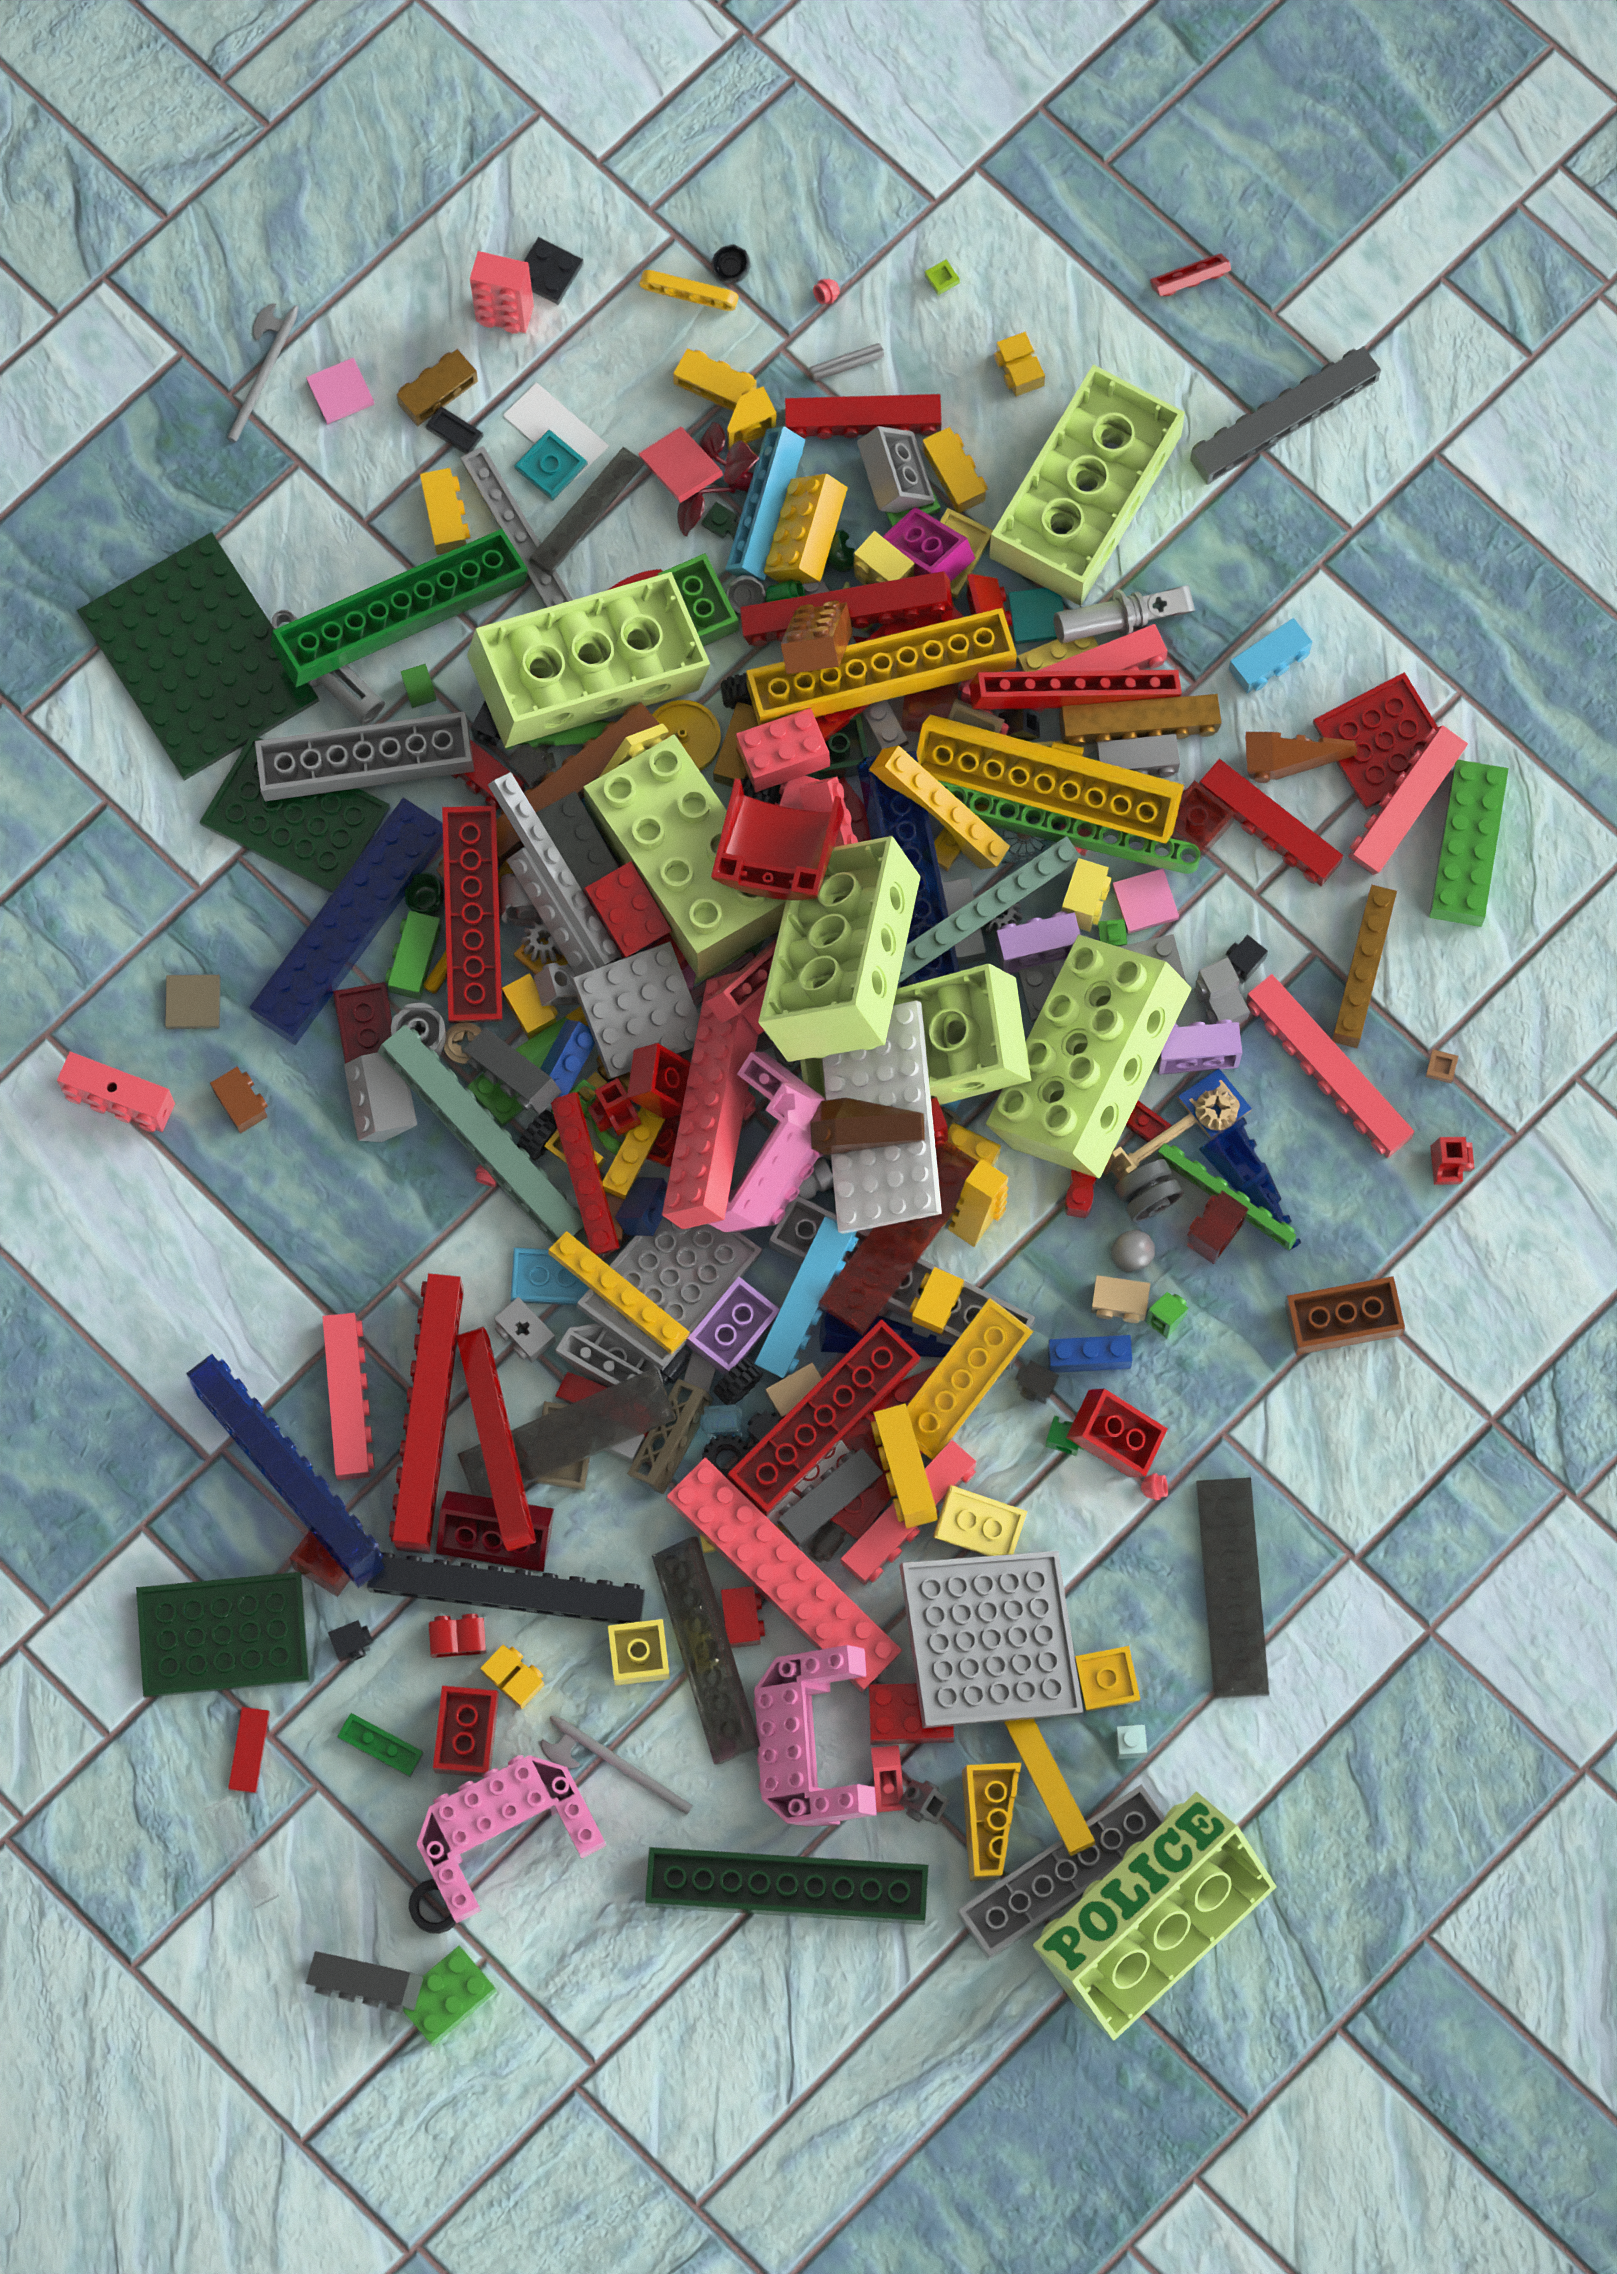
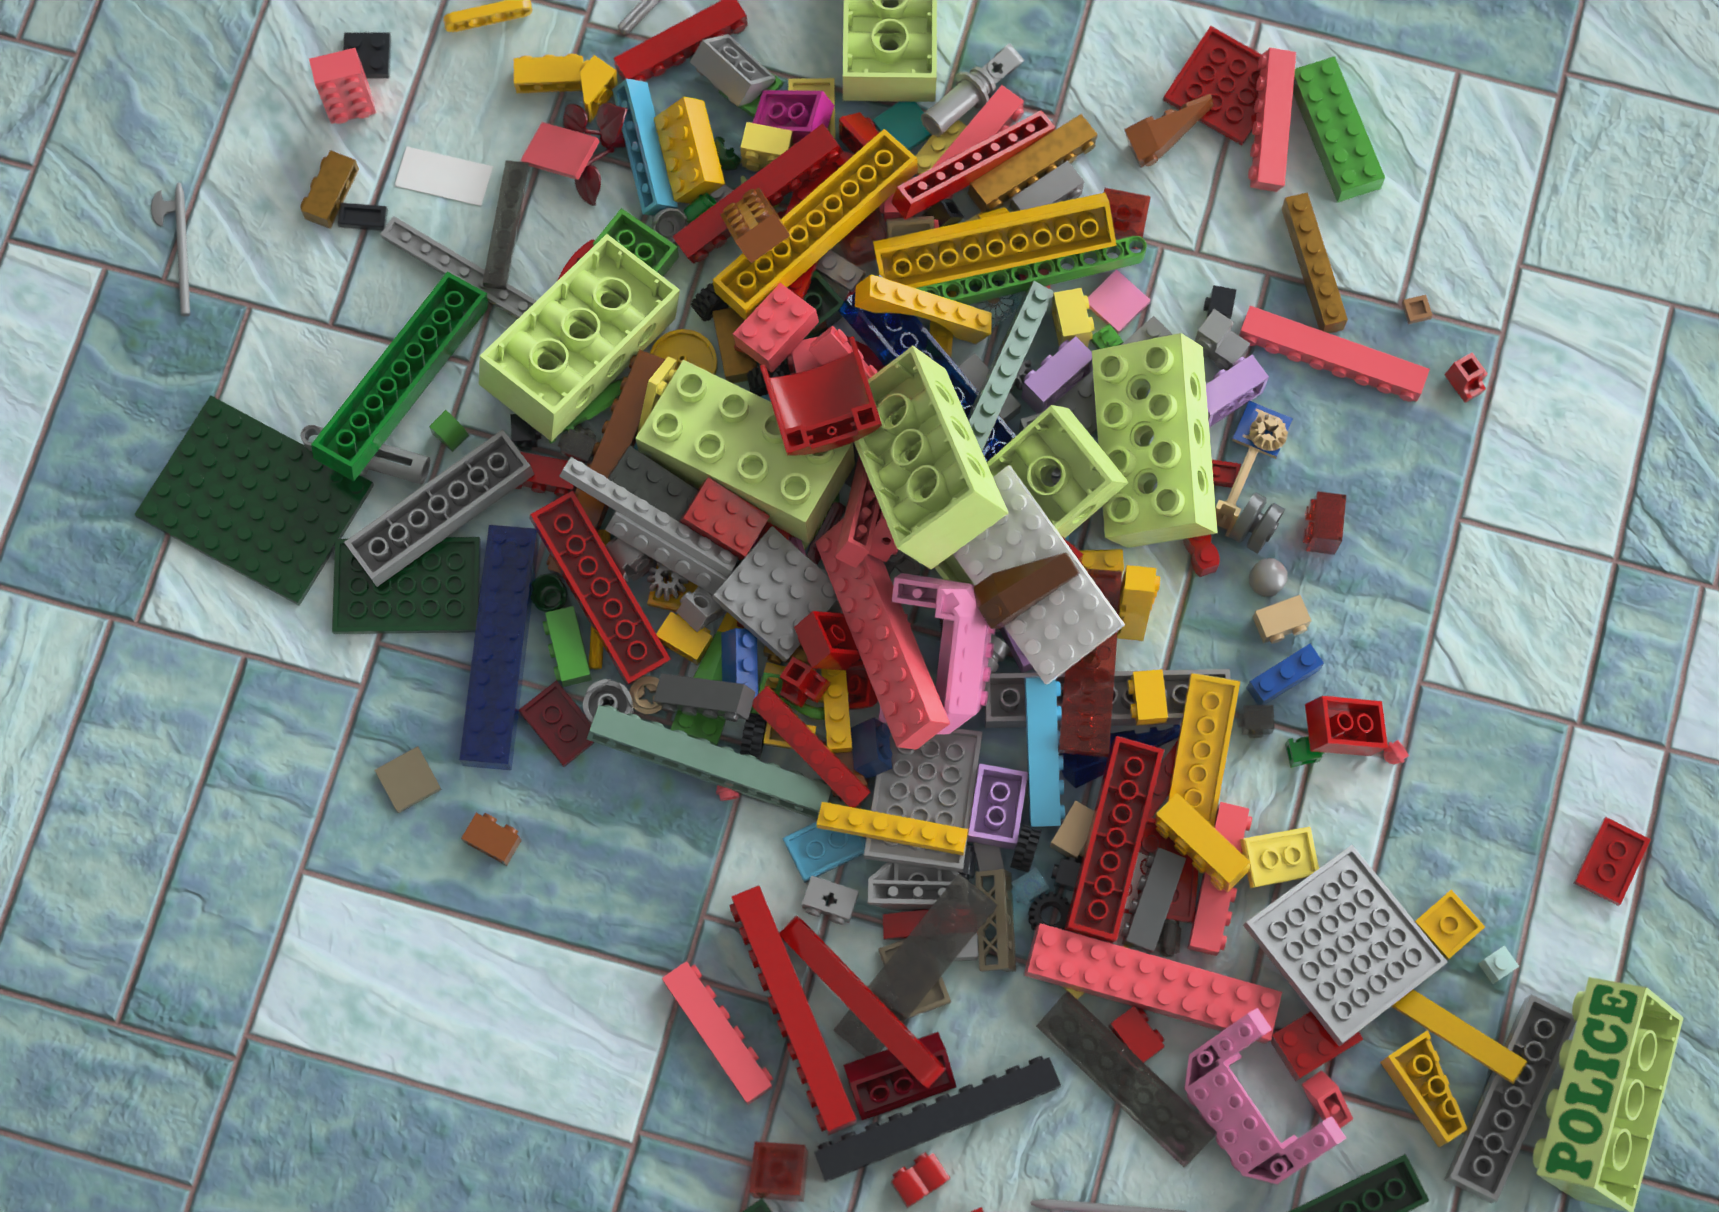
camera: 30 degrees left, 0 degrees up
(115, 1092) = (387, 887): coral brick -> none
(286, 1470) = (707, 1122): clear blue brick -> none
(340, 390) = (252, 231): bright pink tile -> none
(378, 1099) = (607, 776): light grey slope -> none
(444, 510) = (391, 282): yellow brick -> none
(513, 1676) = (983, 1186): yellow piece -> none
(550, 465) = (455, 204): teal tile -> none
(638, 1652) = (1073, 1110): light yellow brick -> none
(721, 521) = (616, 179): dark green plate -> none
(924, 1801) = (1368, 1104): dark grey brick -> none
(954, 469) = (776, 47): yellow brick -> none
(1167, 1314) = (1326, 612): bright green slope -> none
(1197, 1174) = (1304, 492): bright green plate -> none
(1232, 1588) = (1500, 799): clear smoke plate -> none
(1238, 1163) = (1322, 471): clear blue wedge -> none
(1270, 656) = (1102, 65): medium azure brick -> none
(1273, 824) = (1182, 191): red brick -> none
(1305, 1705) = (1612, 861): none -> red plate
(1344, 1315) = (1461, 539): dark orange brick -> none

